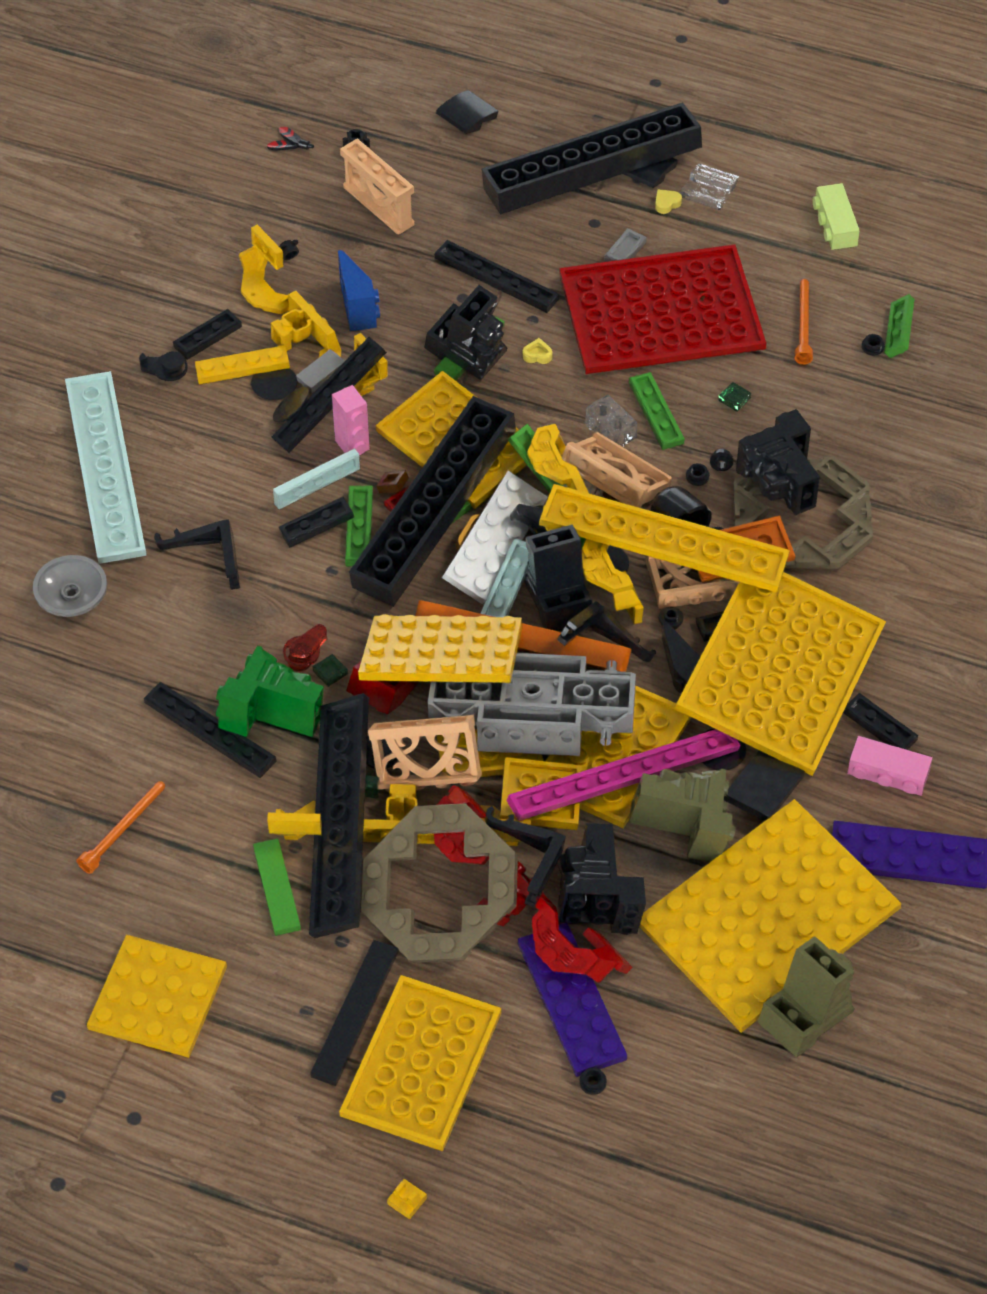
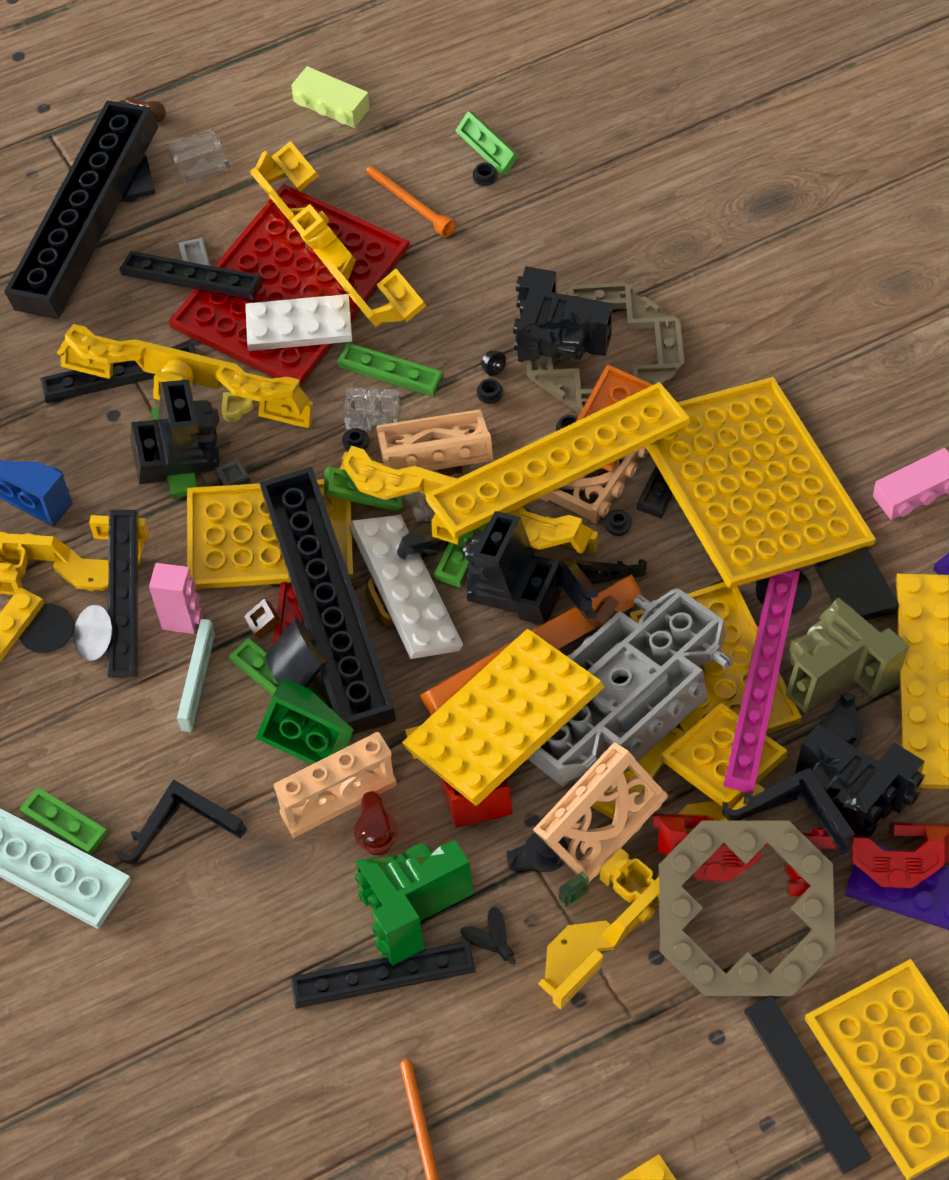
camera: 45 degrees left, 5 degrees up
(68, 577) = (104, 956): light grey dish -> none
(150, 491) = (63, 821): none -> bright green plate
(276, 887) = (612, 1048): bright green tile -> none
(292, 771) = (494, 941): none -> black piece
(316, 522) = (242, 712): black tile -> none
(319, 370) = (80, 580): light grey tile -> none
(330, 554) = (302, 724): none -> green slope
(330, 670) = (414, 824): clear green tile -> none
(336, 601) = (334, 784): none -> light nougat fence
(341, 806) = (584, 922): black plate -> none
(371, 515) = (295, 655): none -> black slope
(484, 389) = (233, 473): none -> dark grey tile
(508, 581) = (463, 611): light aqua tile -> none
(516, 295) = (277, 397): none -> yellow piece
(579, 431) = (360, 434): none -> black plate
(581, 649) = (604, 611): none -> reddish brown plate
(607, 253) = (192, 275): none -> black tile
(632, 333) = (298, 322): none -> white plate
(643, 853) = (843, 720): none -> black piece
(667, 200) = (179, 194): light yellow tile -> none
(680, 657) = (674, 548): black slope -> none
(681, 504) = (520, 427): black cylinder -> none
(708, 285) = (316, 234): none -> yellow piece
(715, 135) = (157, 108): none -> reddish brown piece
(734, 396) = (436, 304): clear green tile -> none
(879, 723) = (866, 459): black tile -> none

